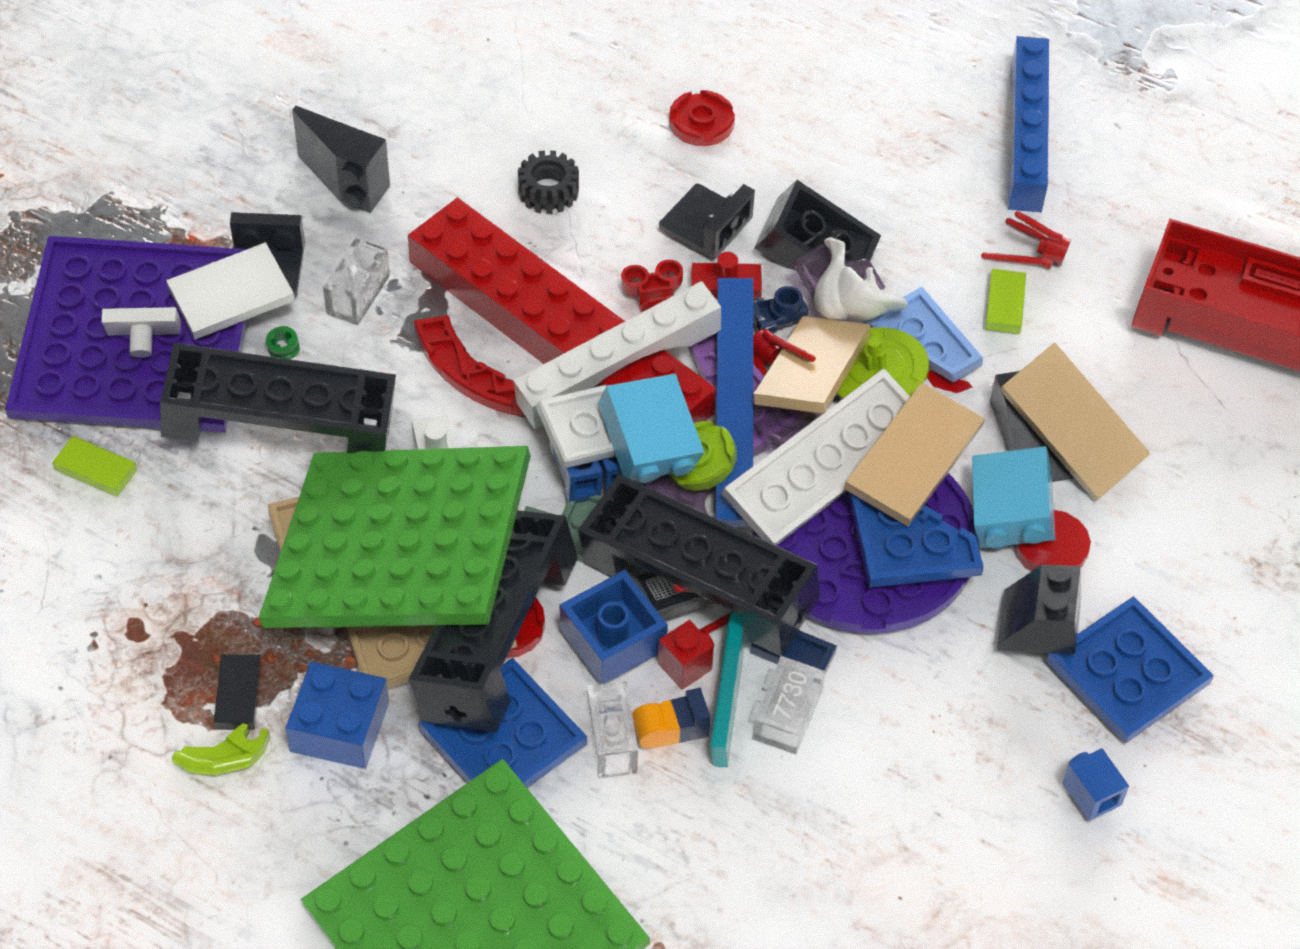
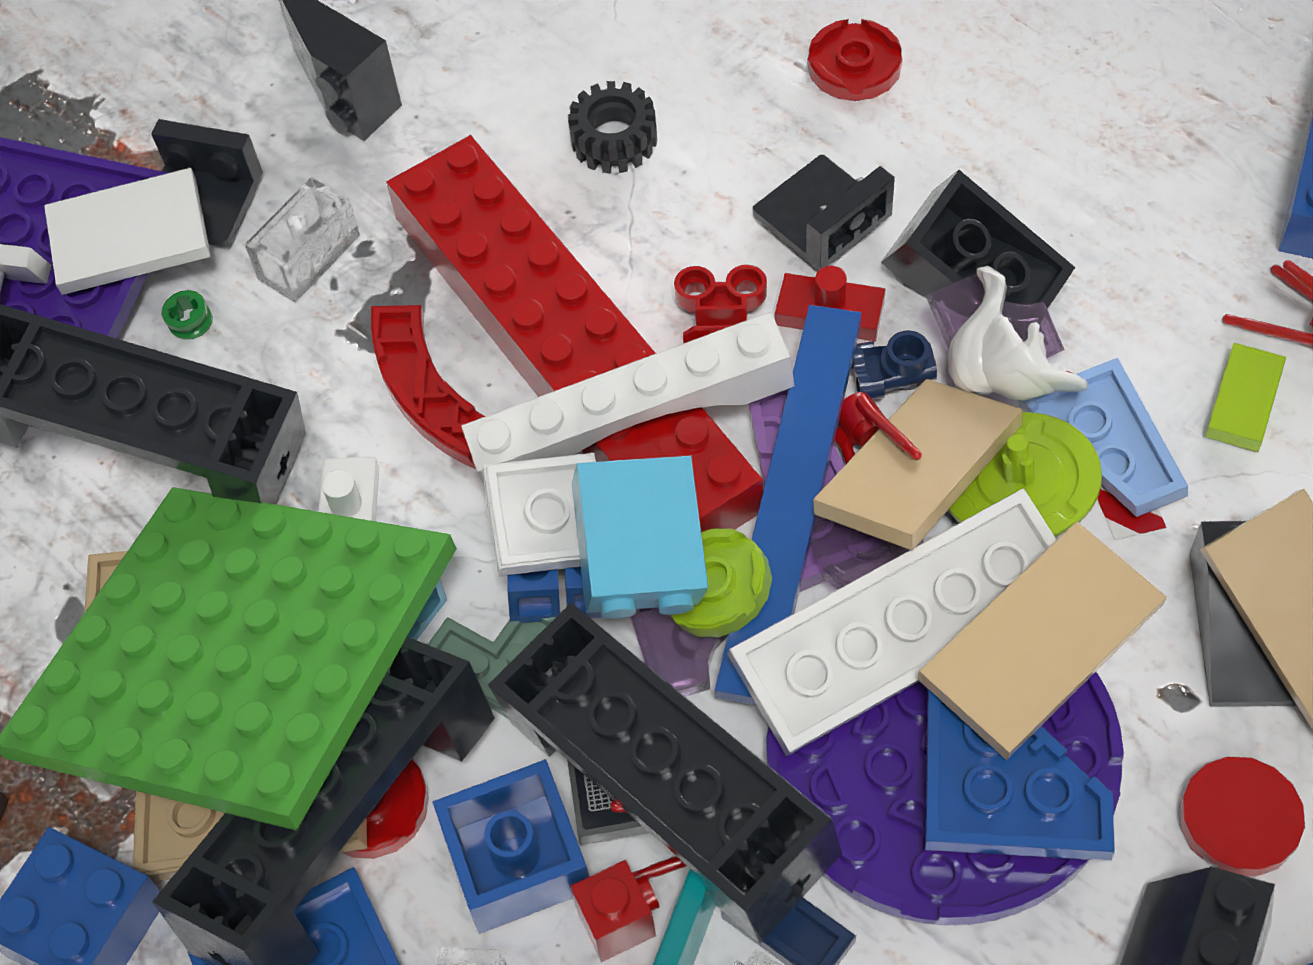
camera: 20 degrees right, 5 degrees up
(1013, 497) = (1190, 734): medium azure brick -> none

